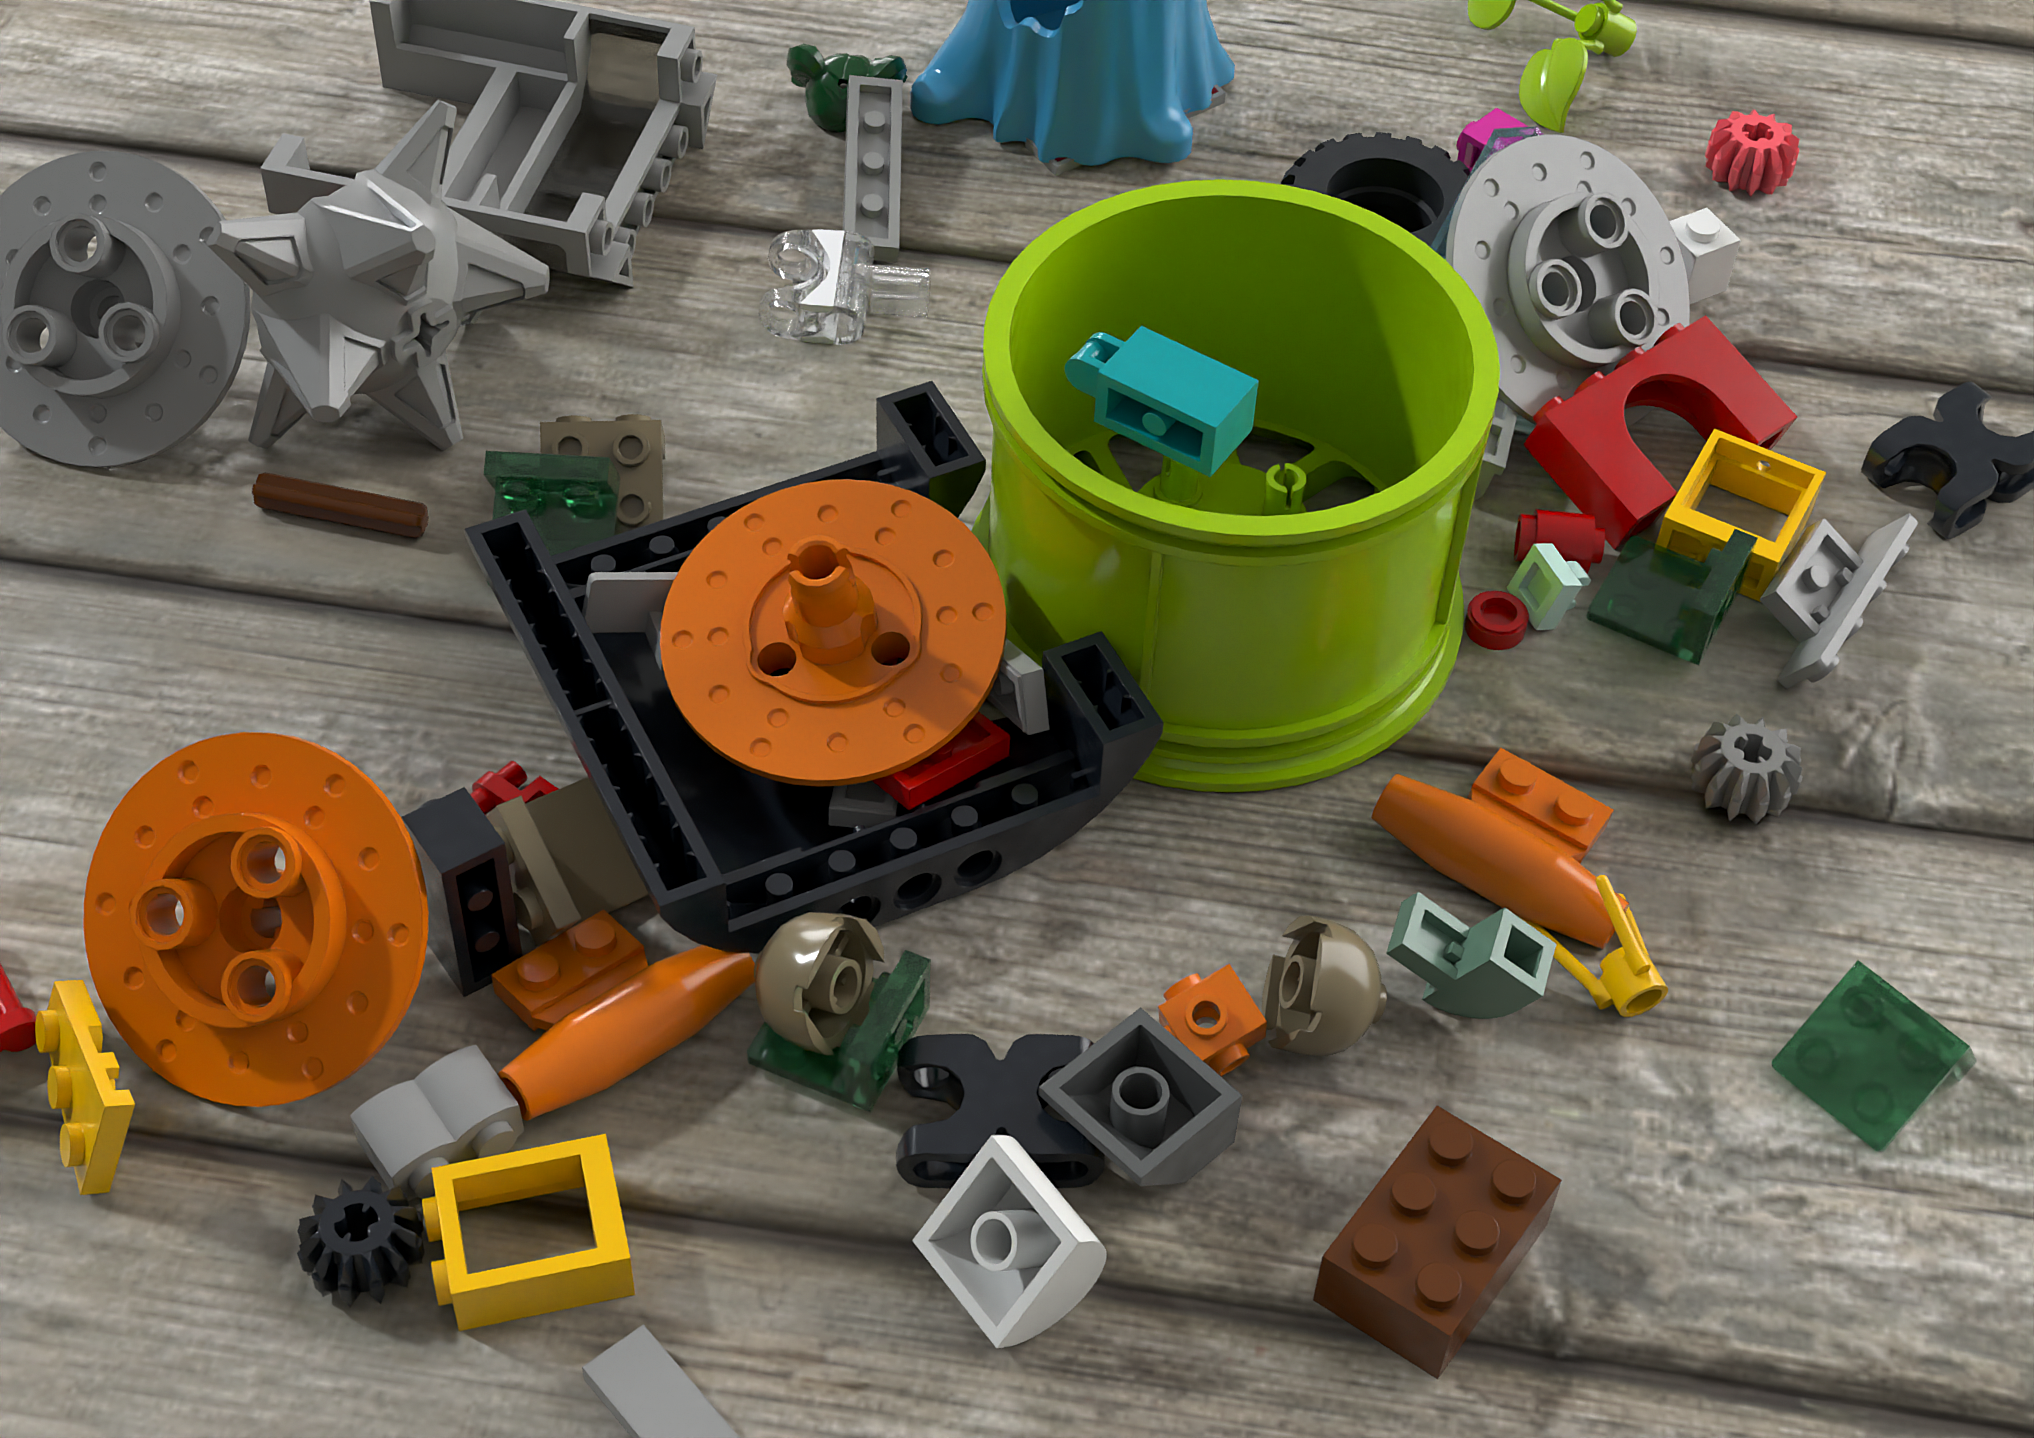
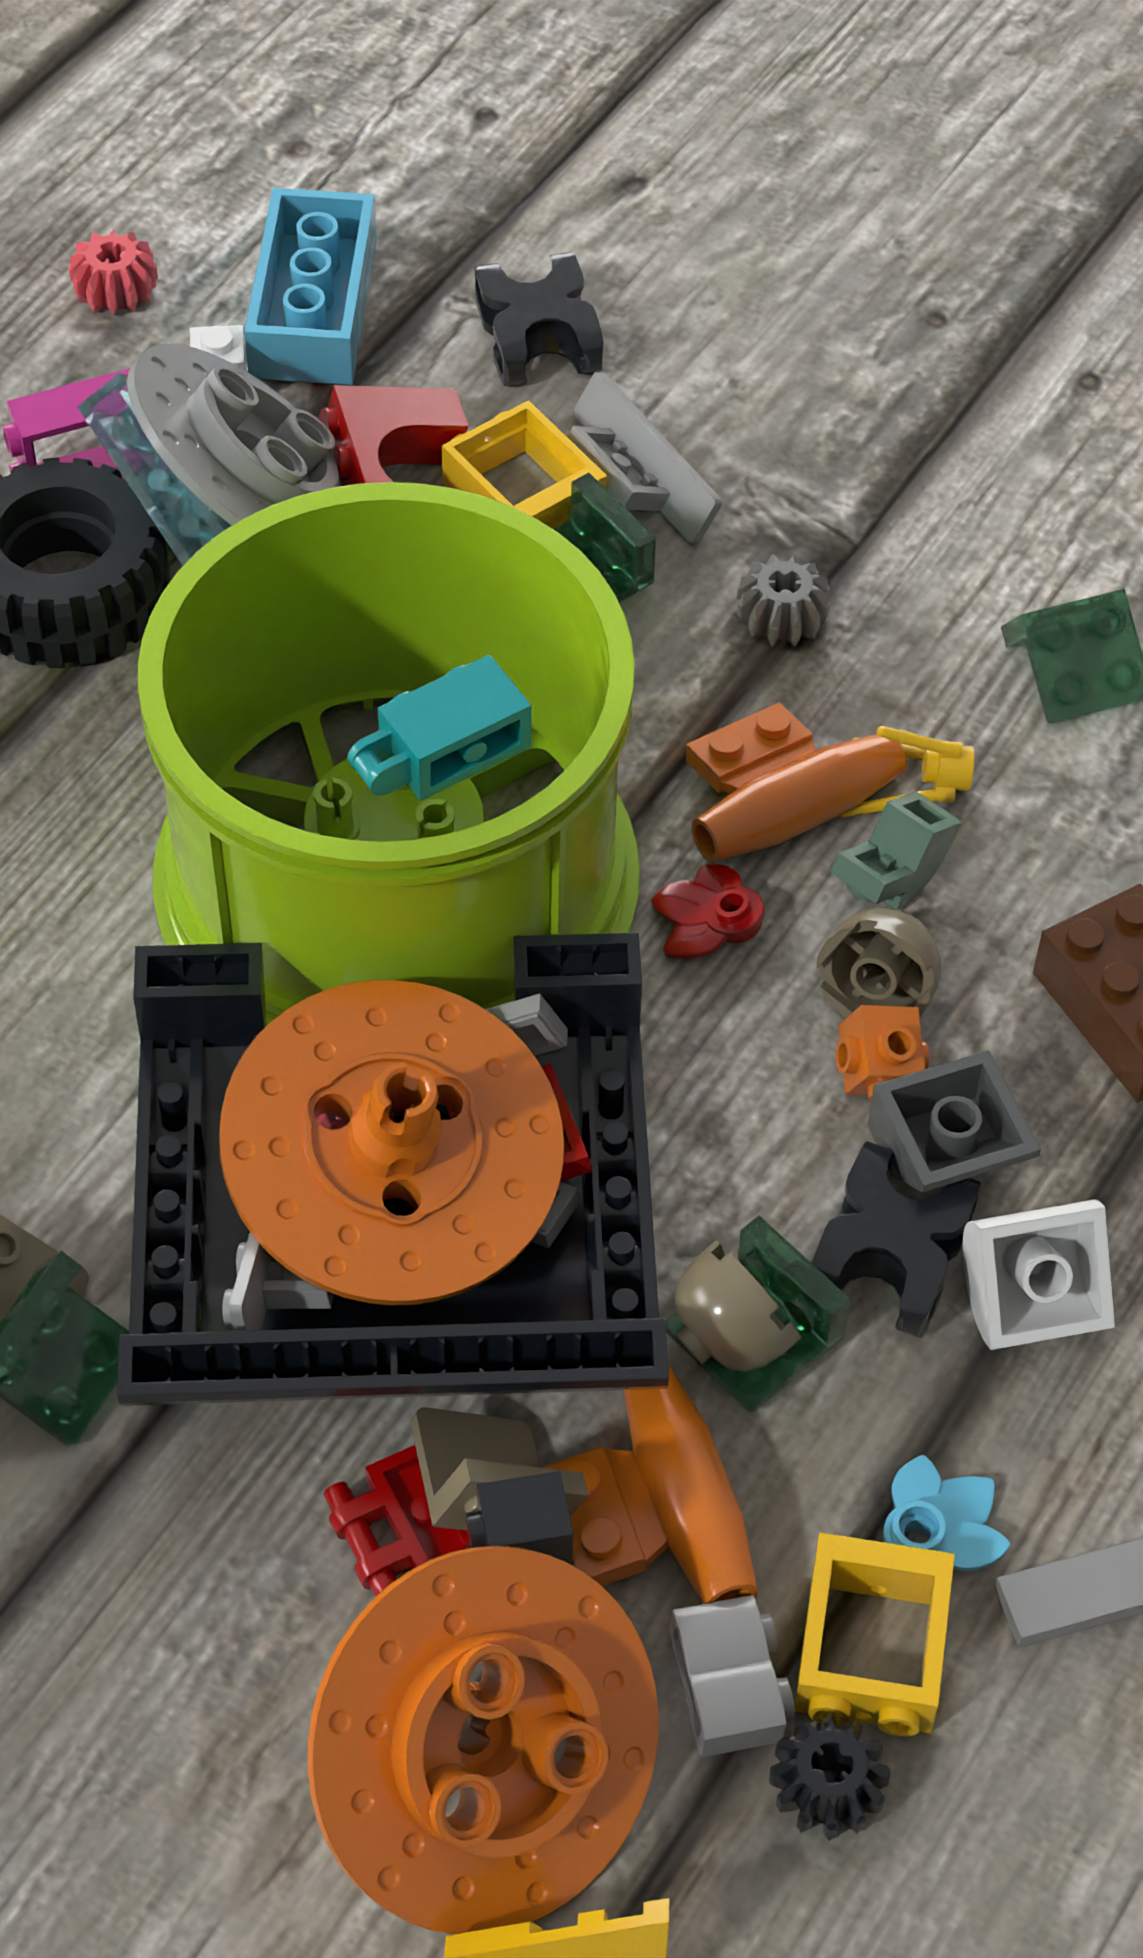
camera: 65 degrees left, 5 degrees up
(706, 1265) = (947, 1513): none -> medium azure plate
(1314, 839) = (708, 912): none -> red plate
(1844, 278) = (311, 286): none -> medium azure brick

